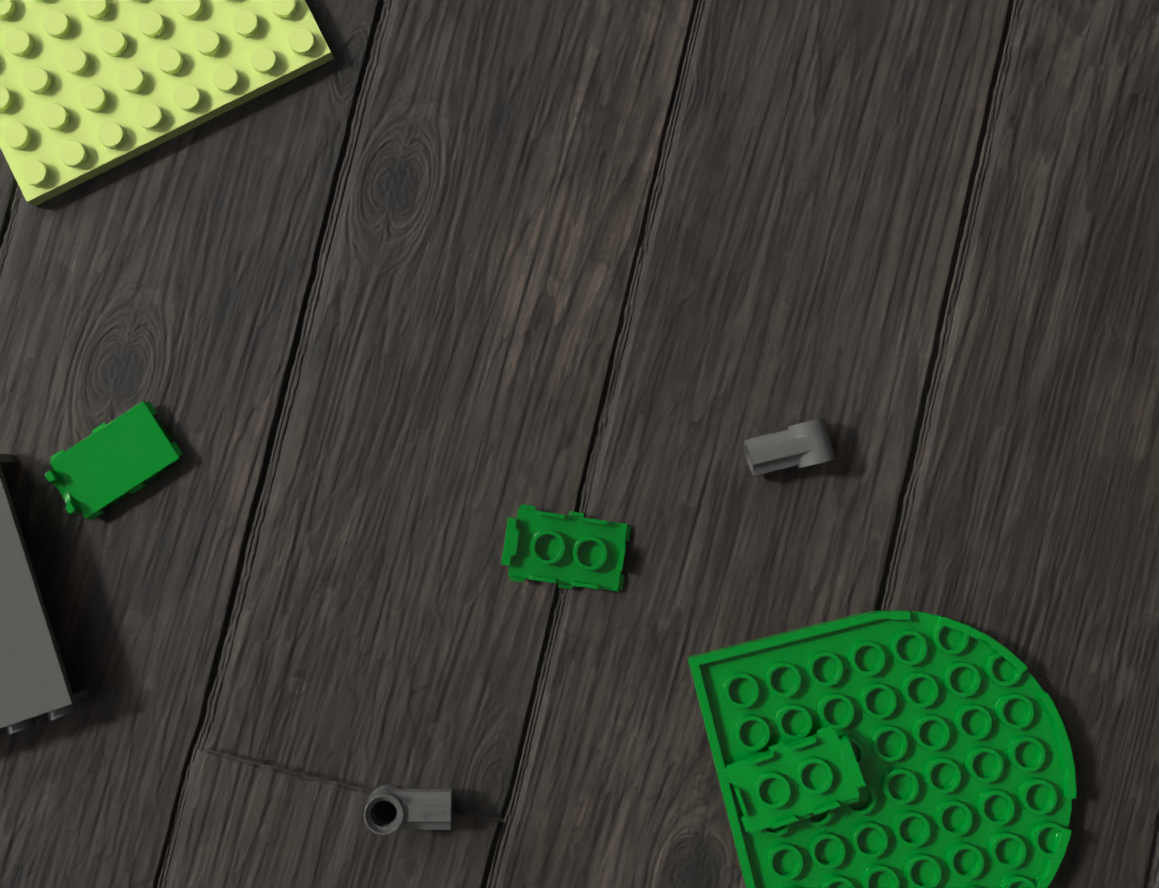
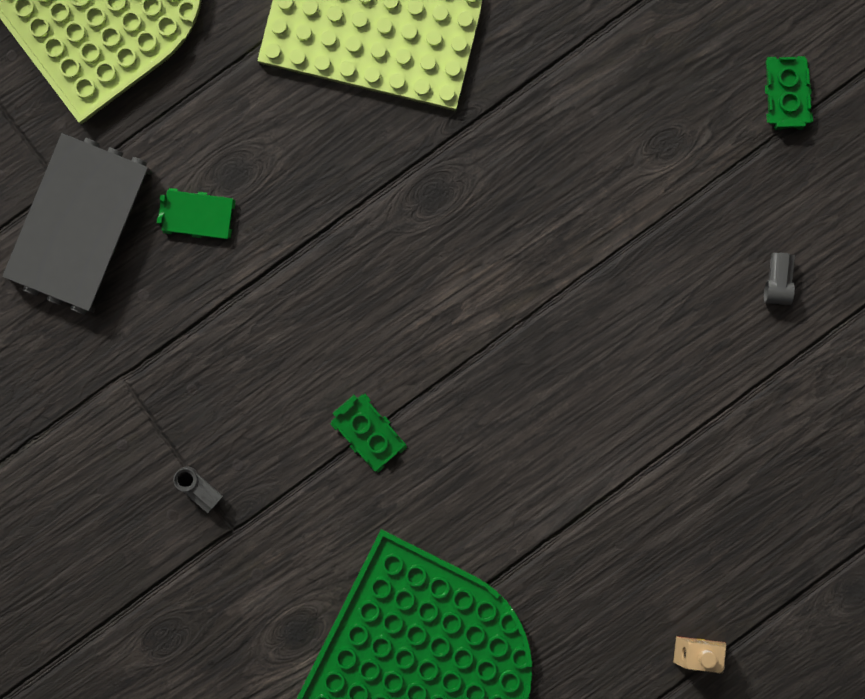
camera: 45 degrees right, 0 degrees up
(796, 780) = (382, 624): green piece -> none
(799, 445) = (514, 475): dark grey piece -> none

